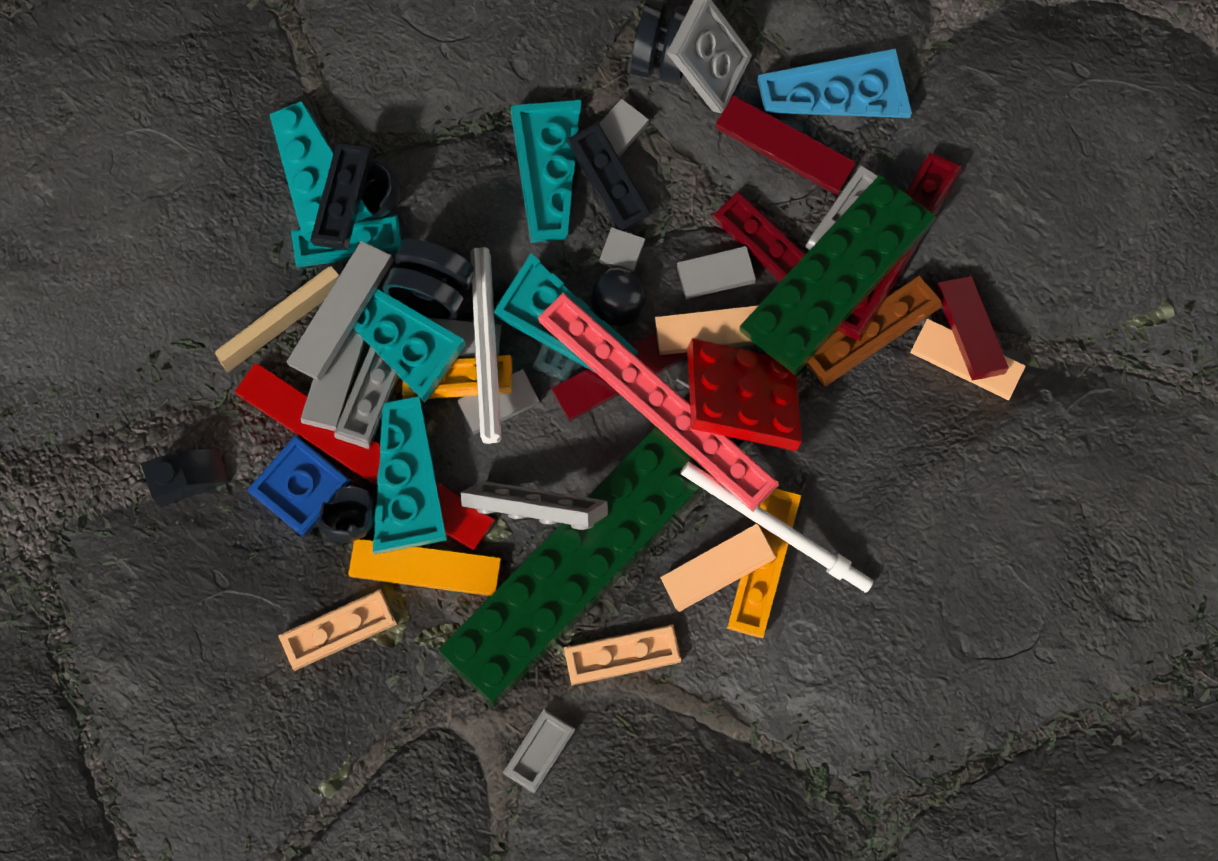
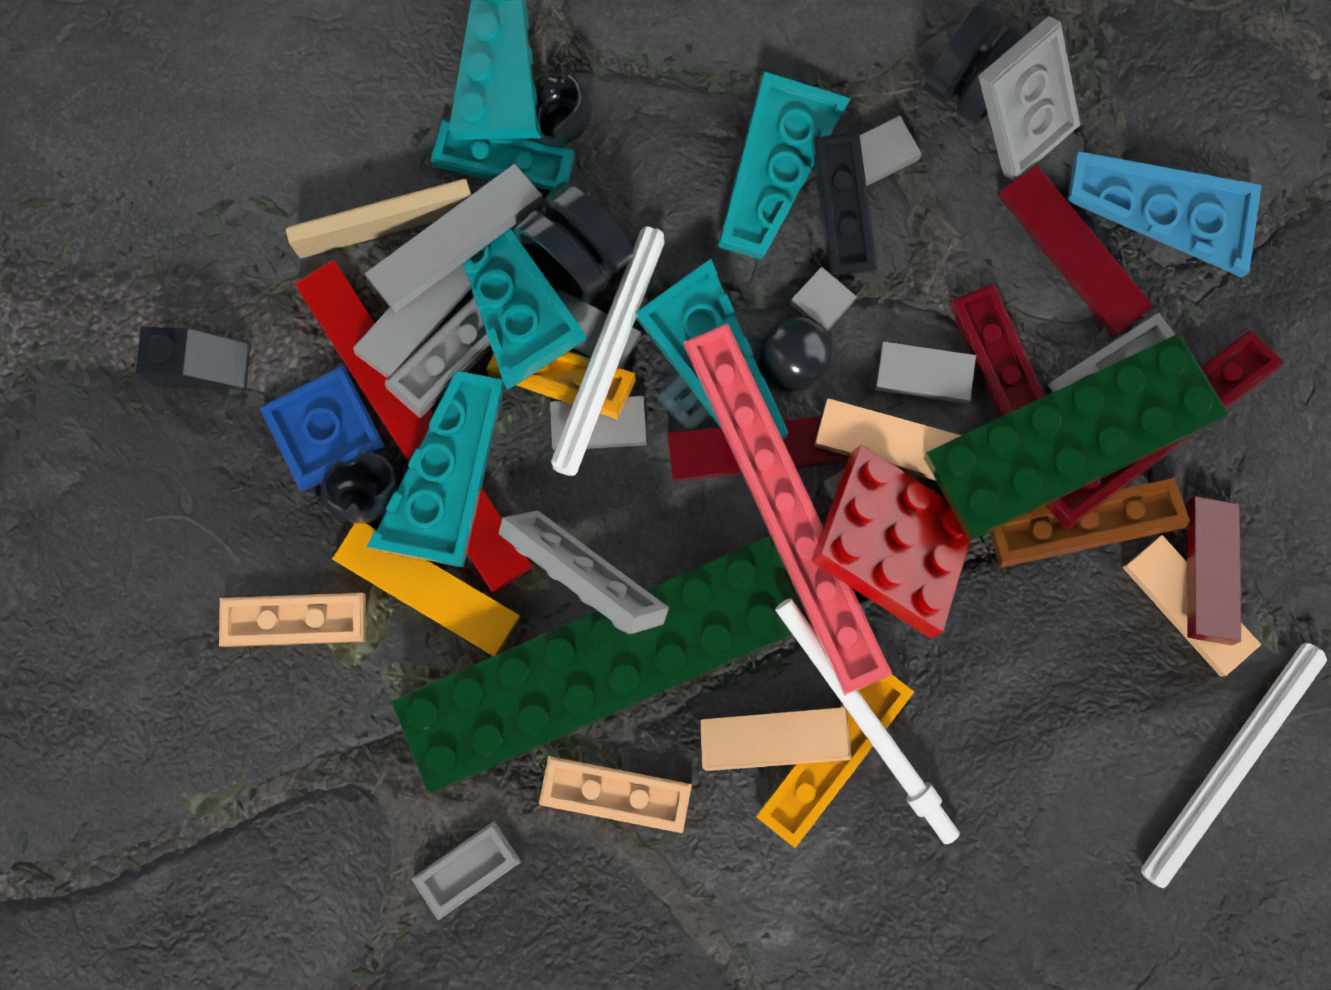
camera: 25 degrees right, 5 degrees up
(341, 196) = (512, 99): black tile -> none
(1041, 456) = (1233, 765): none -> white axle

